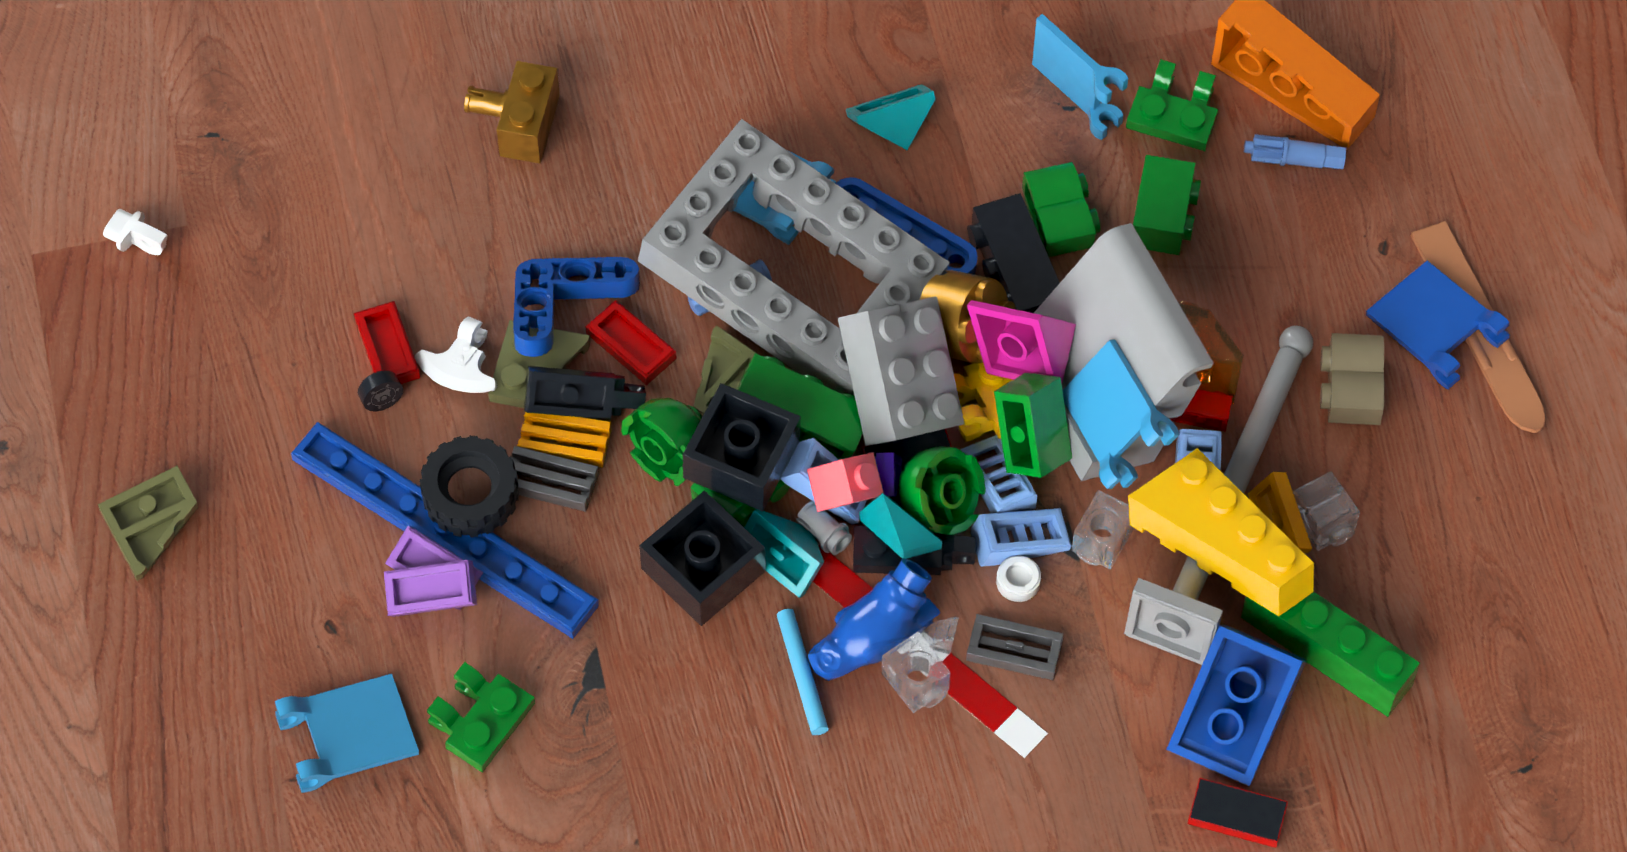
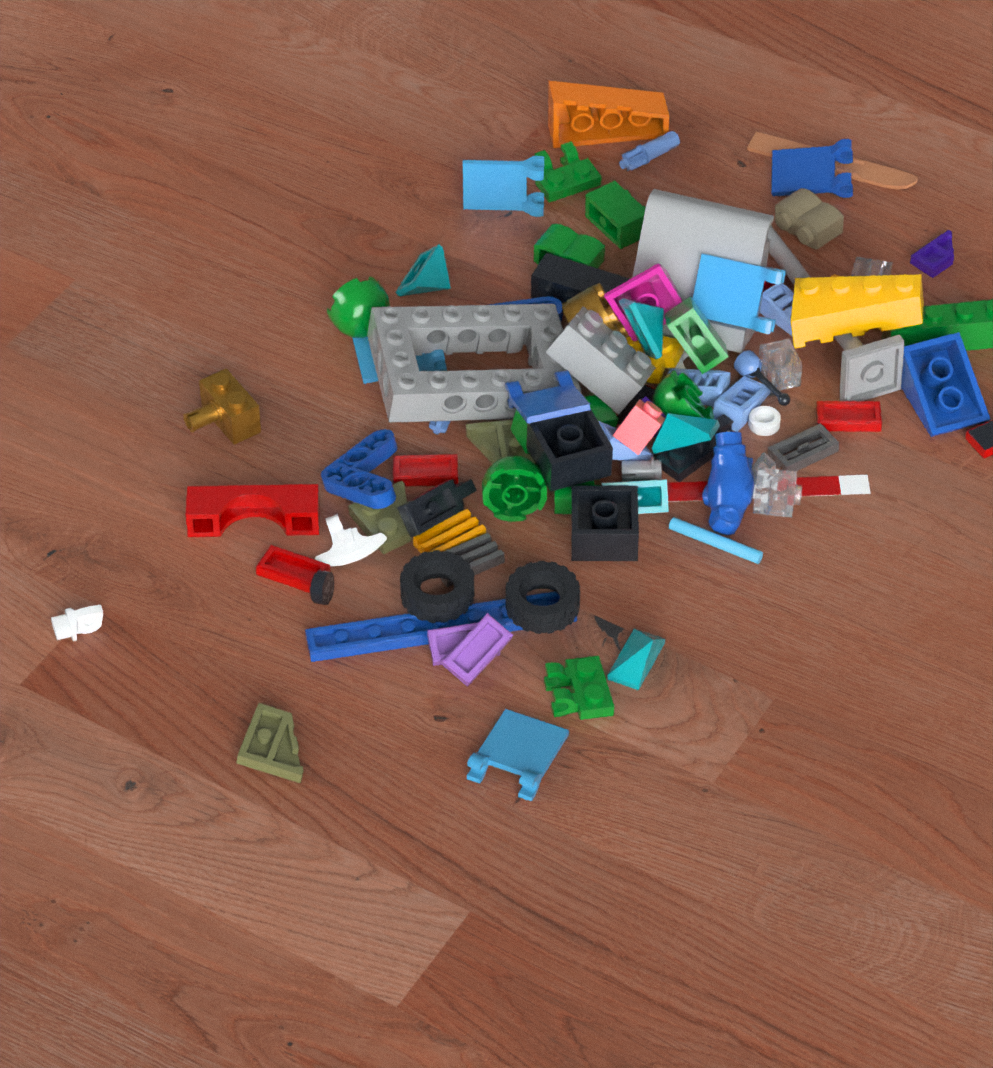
camera: 45 degrees left, 15 degrees down
(385, 216) = (217, 507): none -> red arch
(551, 620) = (542, 576): none -> black tyre
(573, 732) = (636, 659): none -> teal slope
(767, 102) = (354, 305): none -> green cylinder
(775, 380) = (547, 402): none -> blue flag
(989, 366) = (647, 325): none -> teal slope
(1073, 501) = (750, 366): none -> hinge
(1109, 650) = (849, 415): none -> red tile
(1445, 538) = (935, 255): none -> dark purple tile

